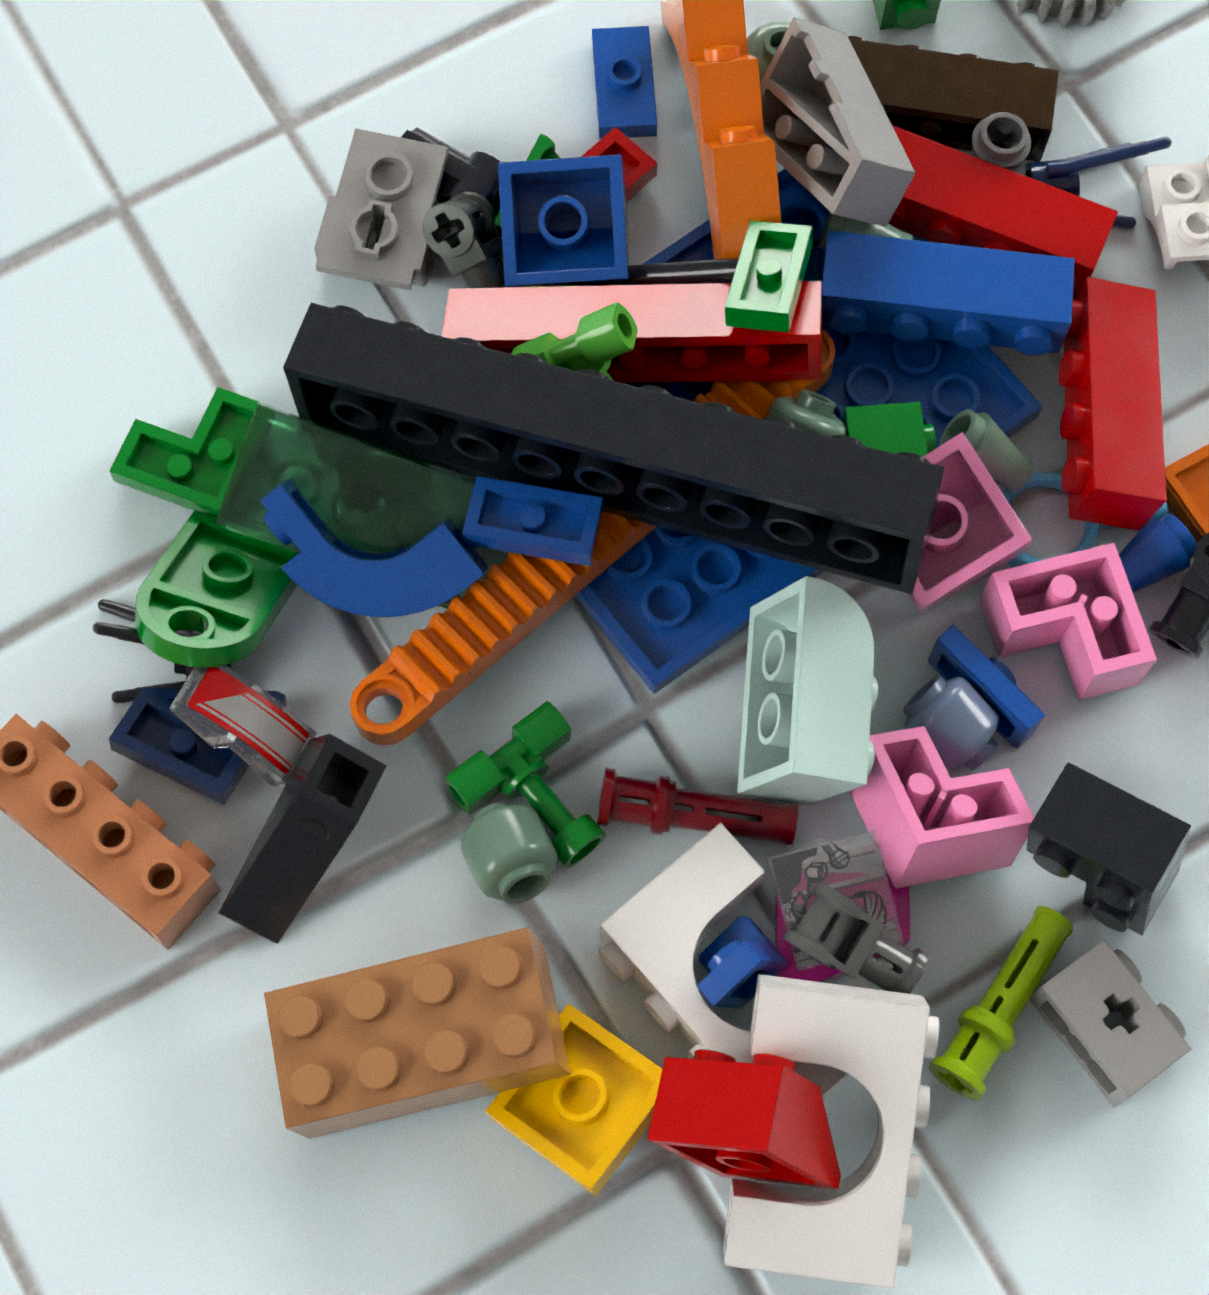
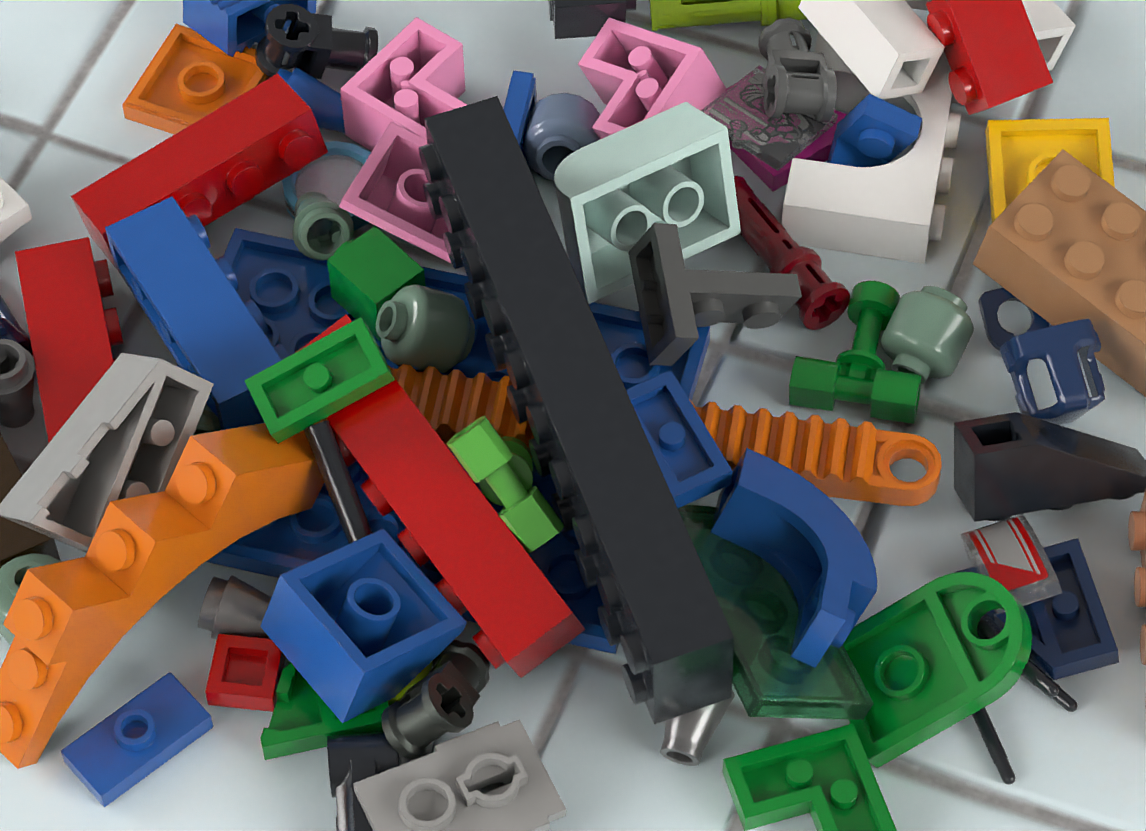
camera: 125 degrees left, 15 degrees down
(391, 909) = (1058, 349): none -> dark blue piece
(665, 197) = (233, 608): none -> flat silver cone
(670, 681) = (681, 299): none -> dark grey bracket

